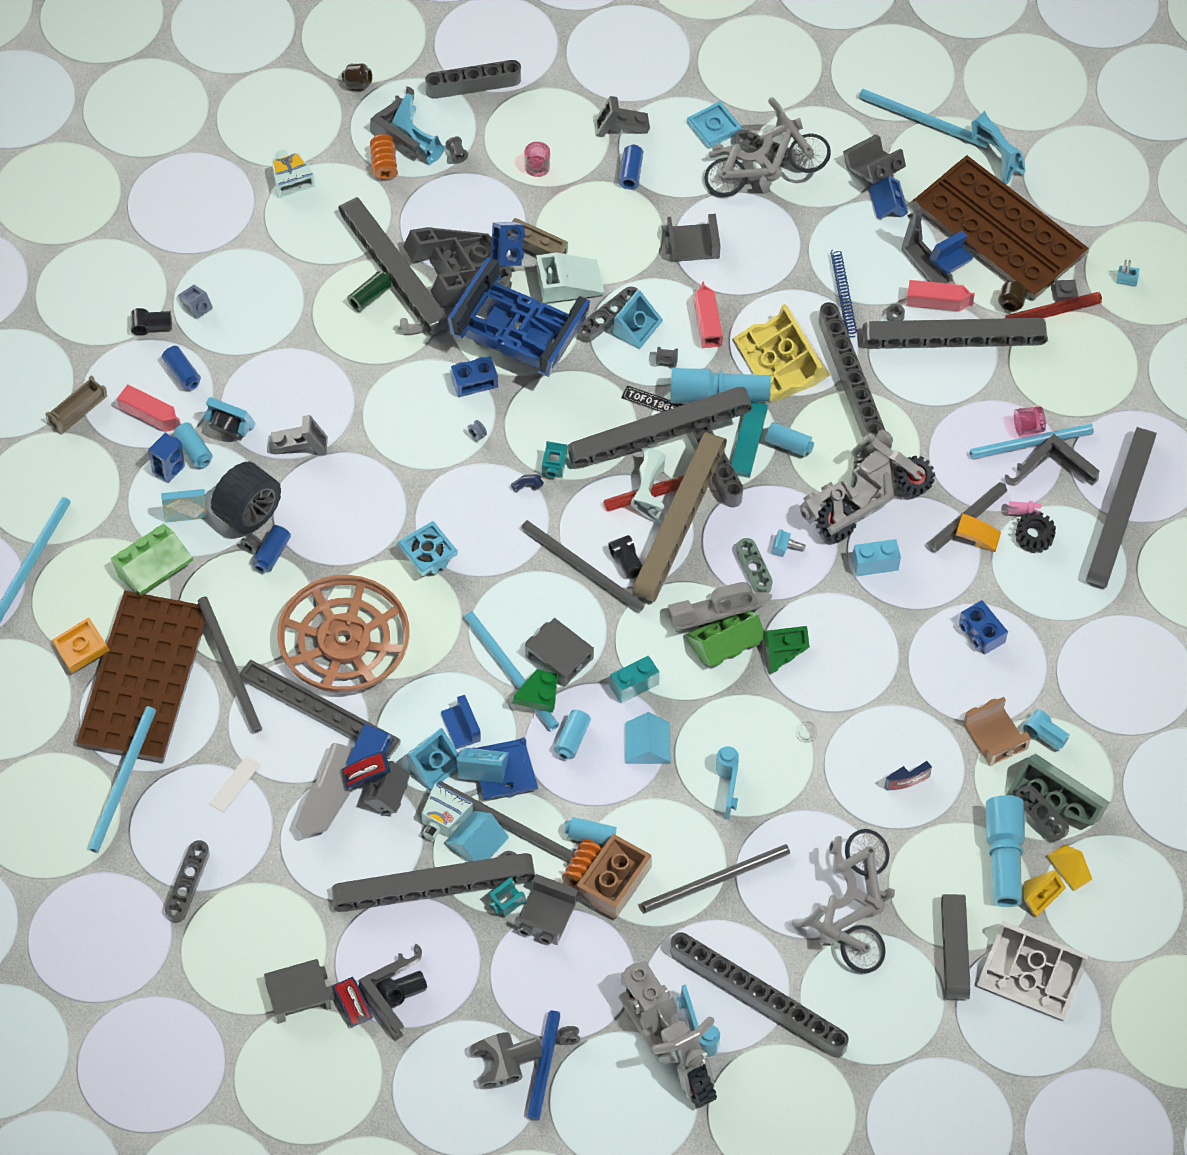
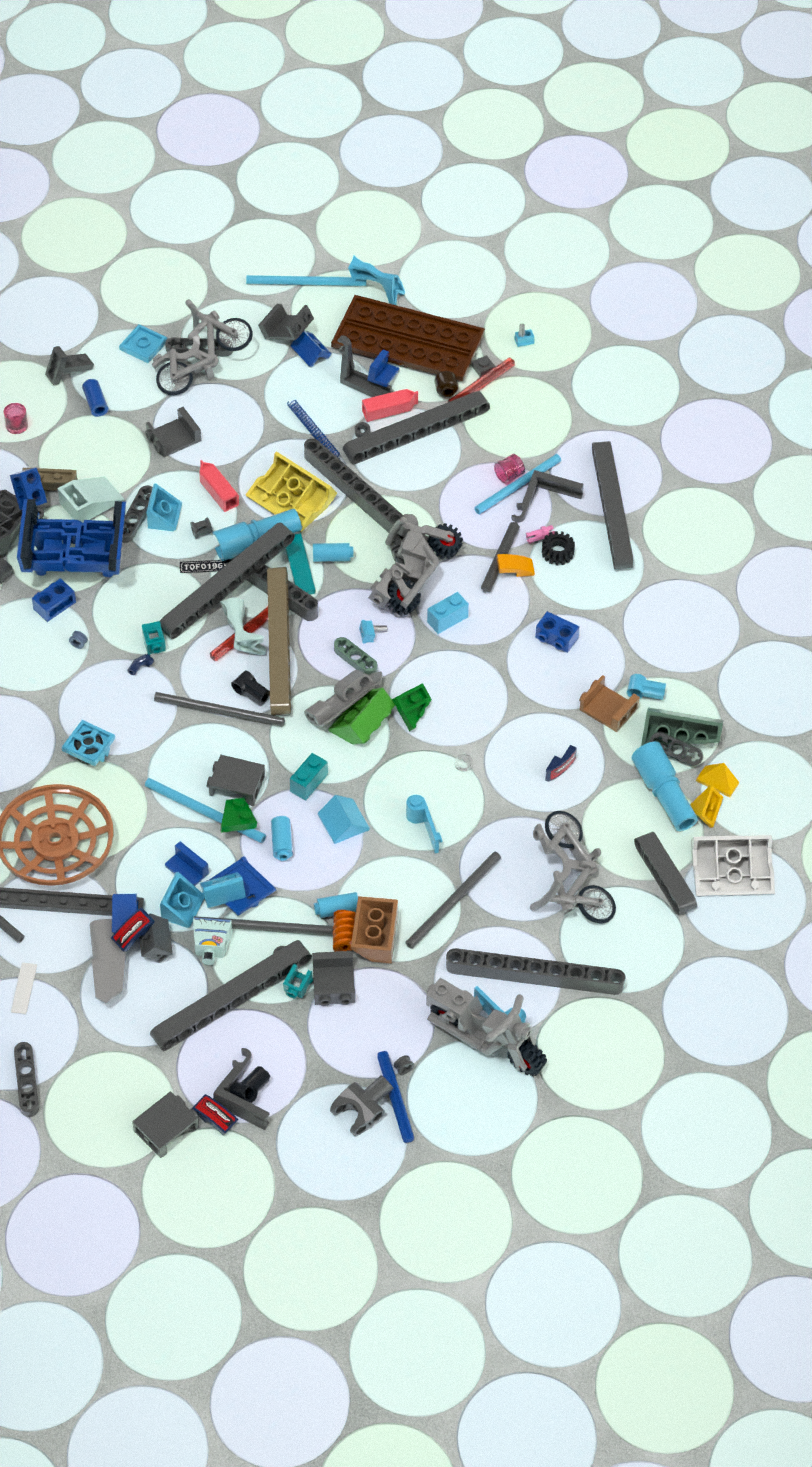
camera: 25 degrees left, 5 degrees down
(478, 837) = (247, 946): medium azure slope -> none

